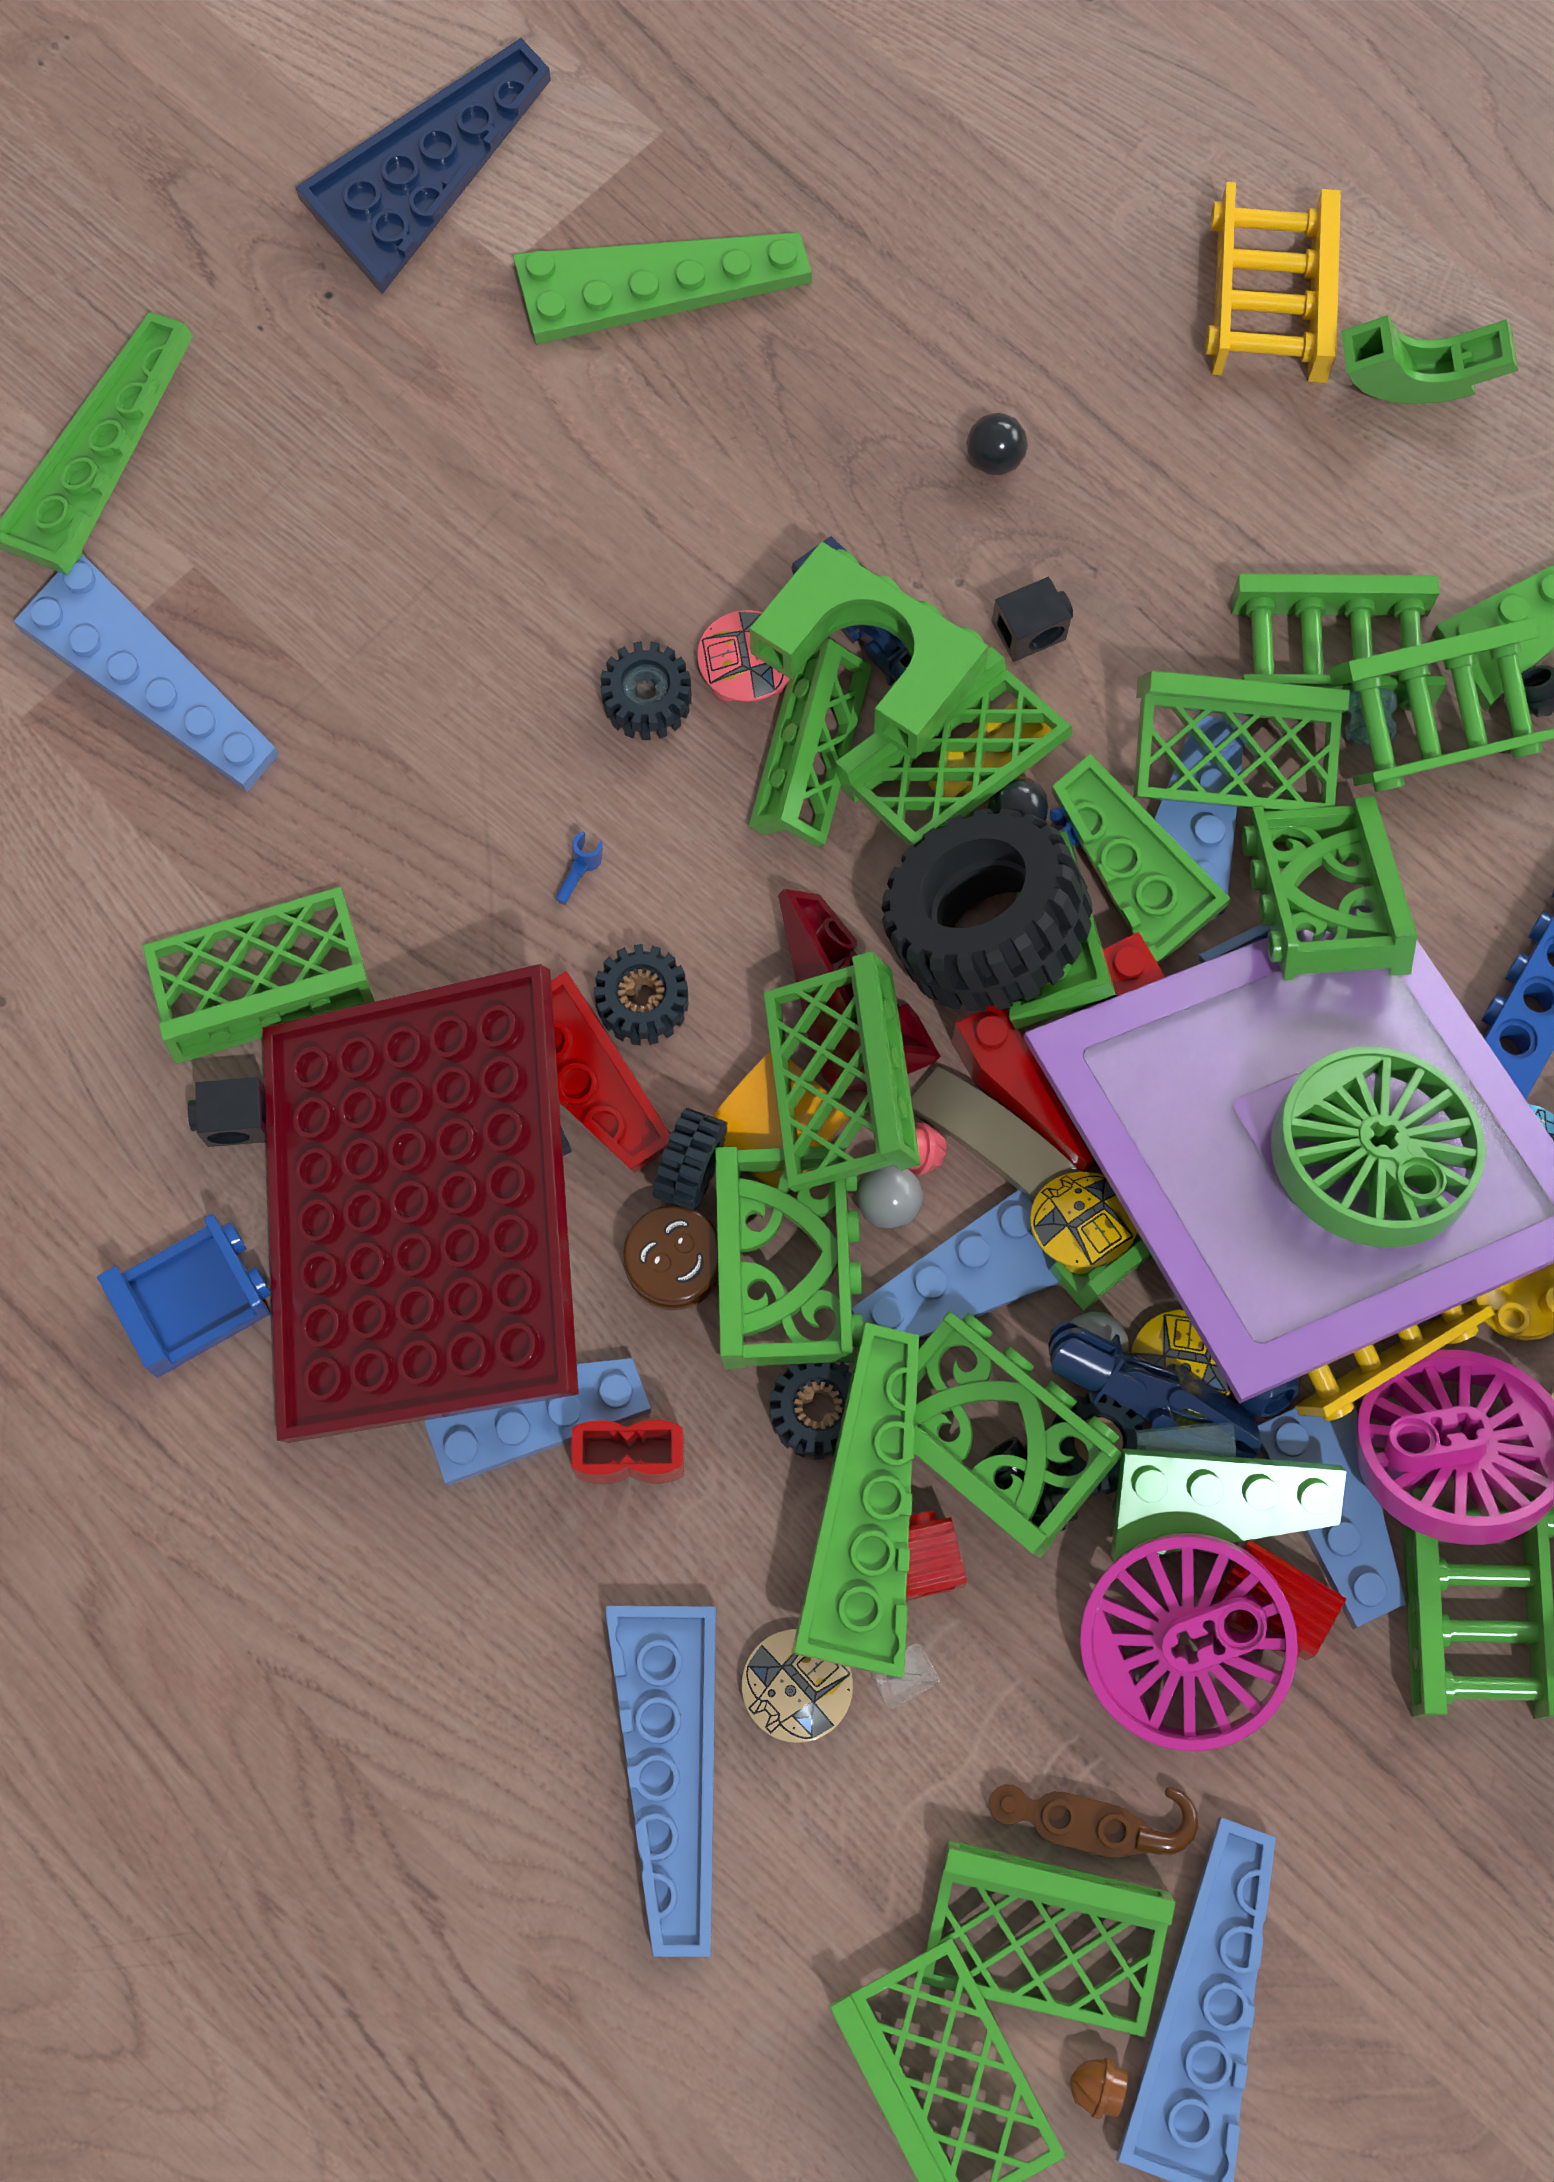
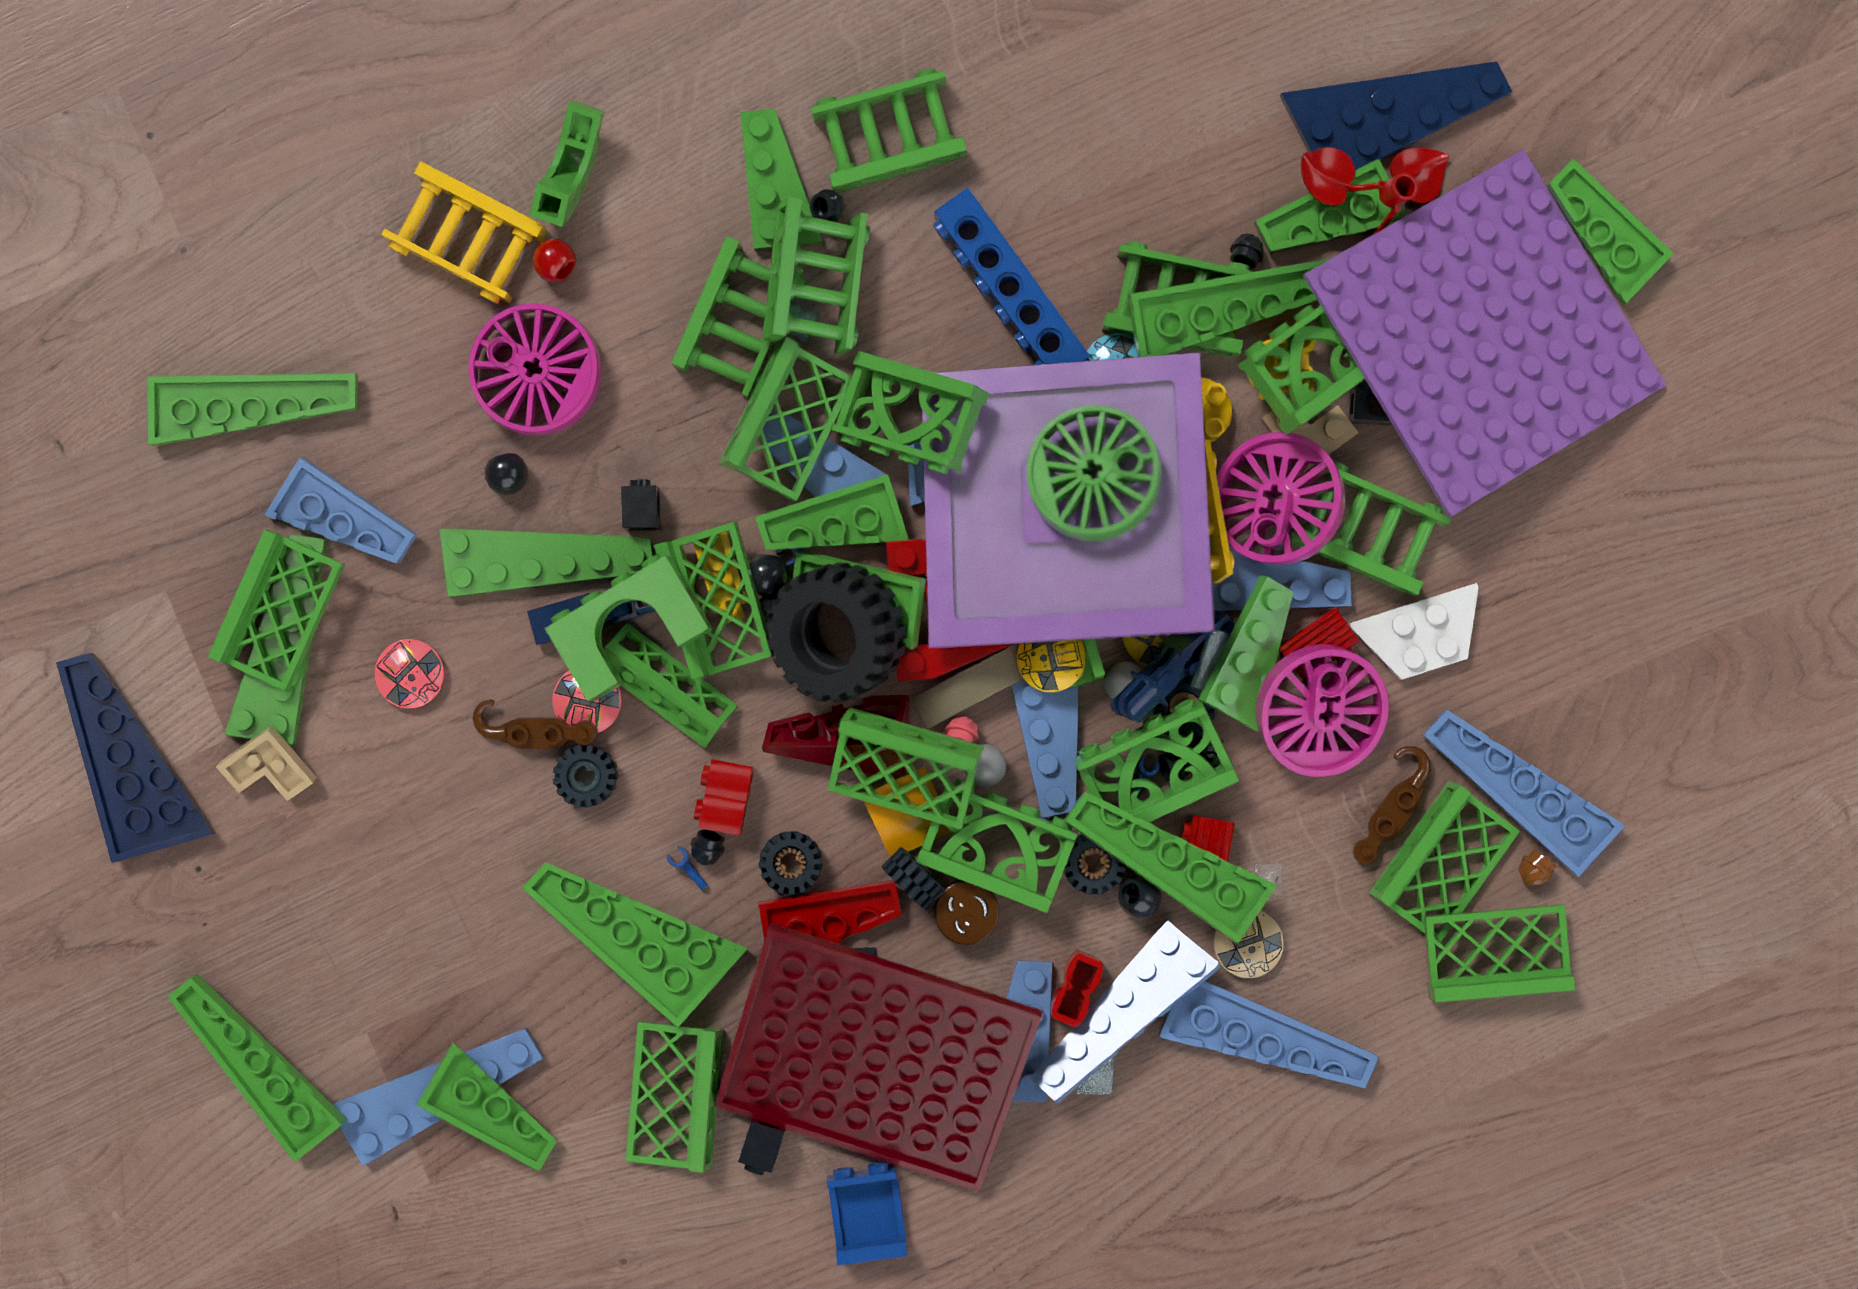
camera: 60 degrees left, 15 degrees up
(146, 726) = (480, 1106): none -> bright green wing
(445, 862) = (652, 951): none -> bright green wing
(505, 310) = (268, 756): none -> tan plate
(509, 1540) = (1100, 1082): none -> clear light blue slope
(616, 879) = (707, 847): none -> black plate
(664, 1553) = (1144, 990): none -> wing
(678, 607) = (534, 731): none -> reddish brown piece
(685, 435) = (409, 673): none -> coral dish
(695, 874) = (724, 797): none -> red brick
(698, 217) = (250, 597): none -> bright green fence
(797, 1491) = (1139, 897): none -> black piece
(852, 271) = (330, 508): none -> medium blue wing
(892, 507) = (519, 560): none -> bright green wing
(928, 105) = (222, 404): none -> bright green wing
(979, 1435) = (1144, 774): none -> blue hand
(1172, 429) = (580, 393): none -> dark pink piece
(1296, 394) = (554, 260): none -> red piece
(1367, 1753) = (1422, 633): none -> white wing

